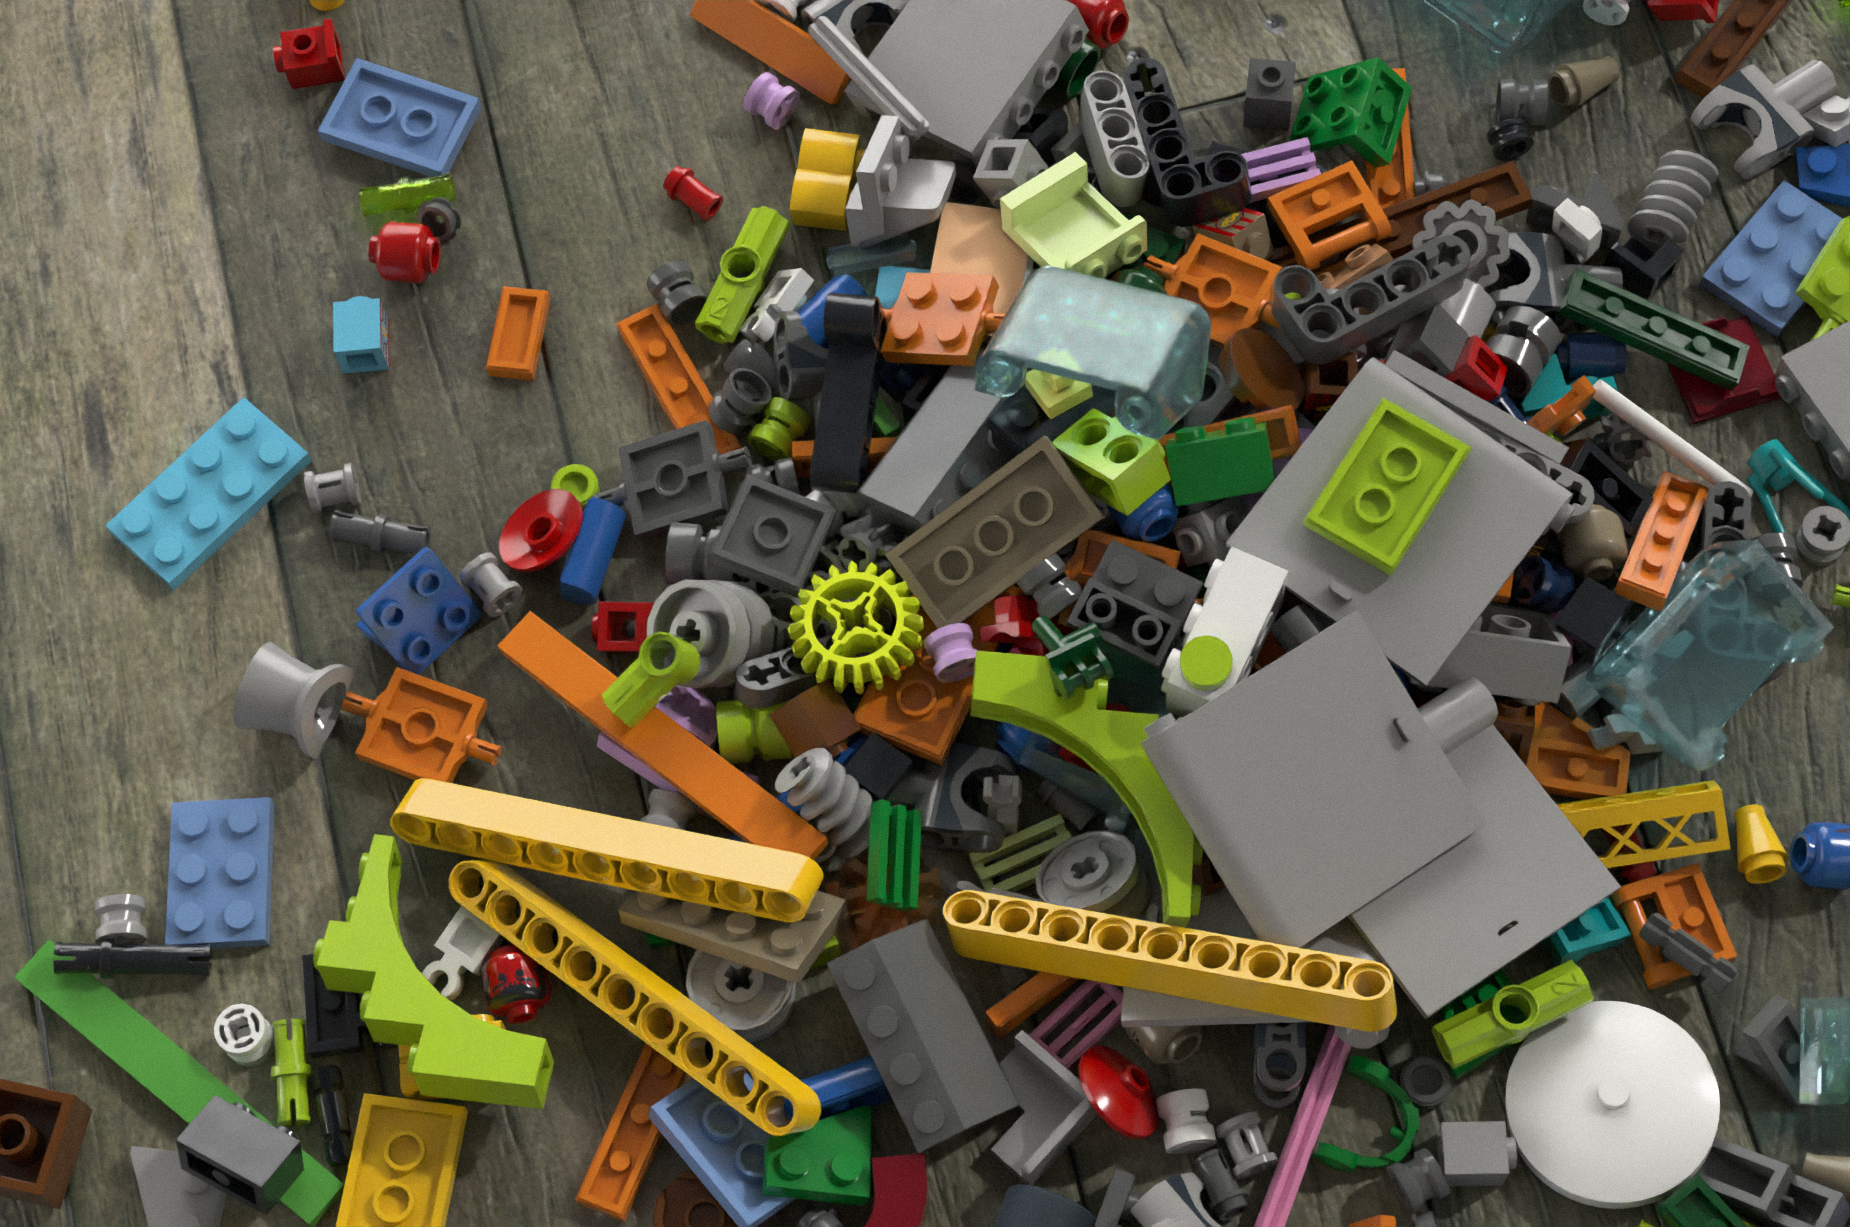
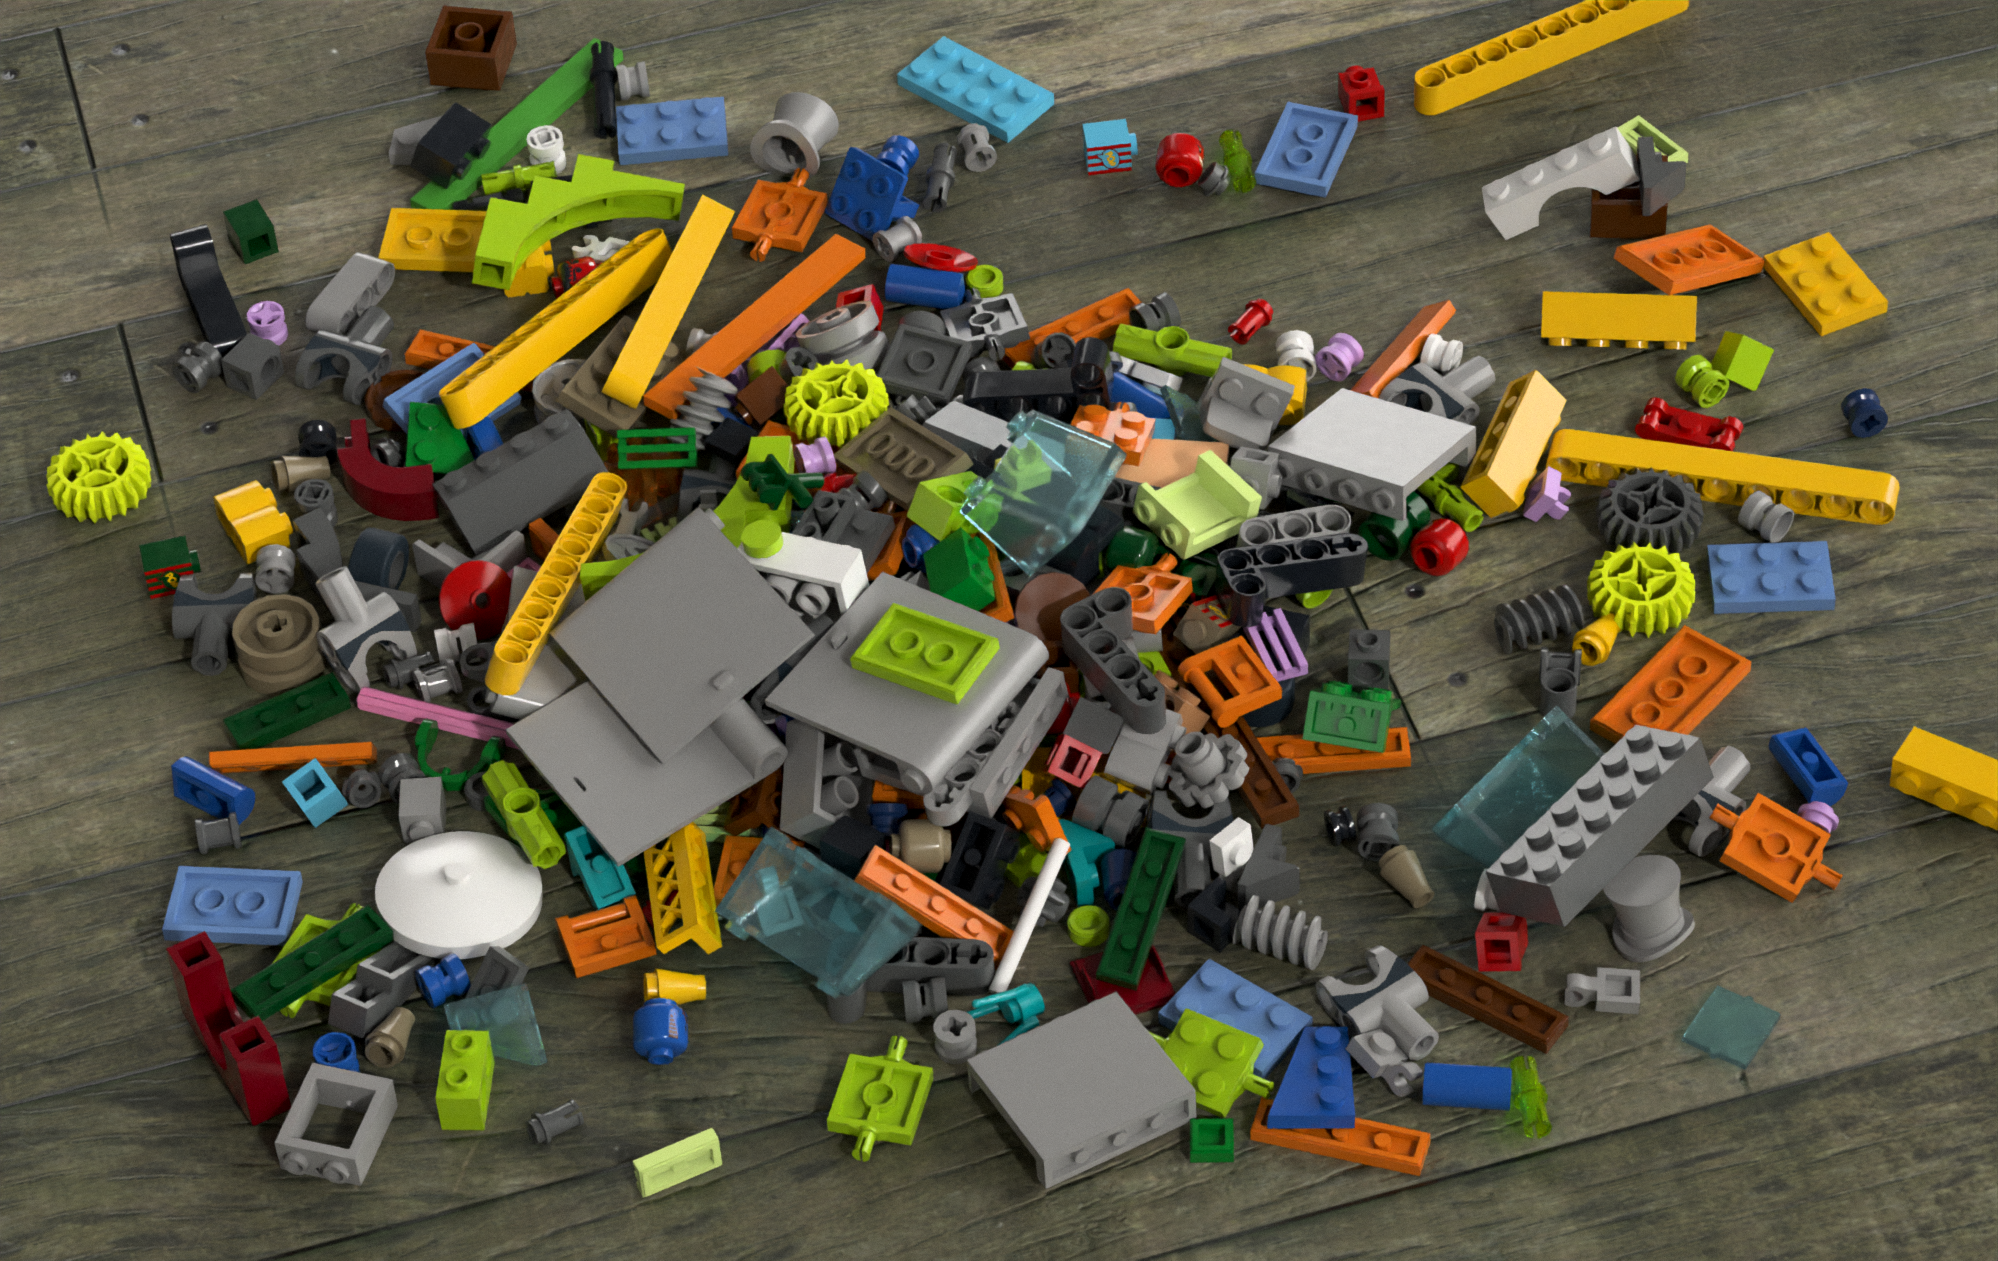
camera: 85 degrees right, 20 degrees down
(342, 584) = (899, 154): none -> blue wheel
(518, 333) = (1120, 238): orange tile -> none
(647, 679) = (797, 296): lime piece -> none
(756, 145) = (1297, 350): none -> white wheel
(868, 77) = (1344, 390): light grey axle -> none
(1649, 394) = (1088, 926): none -> lime tile
(1688, 952) = (574, 928): dark grey axle -> none
(1763, 1125) = (443, 980): none -> blue wheel

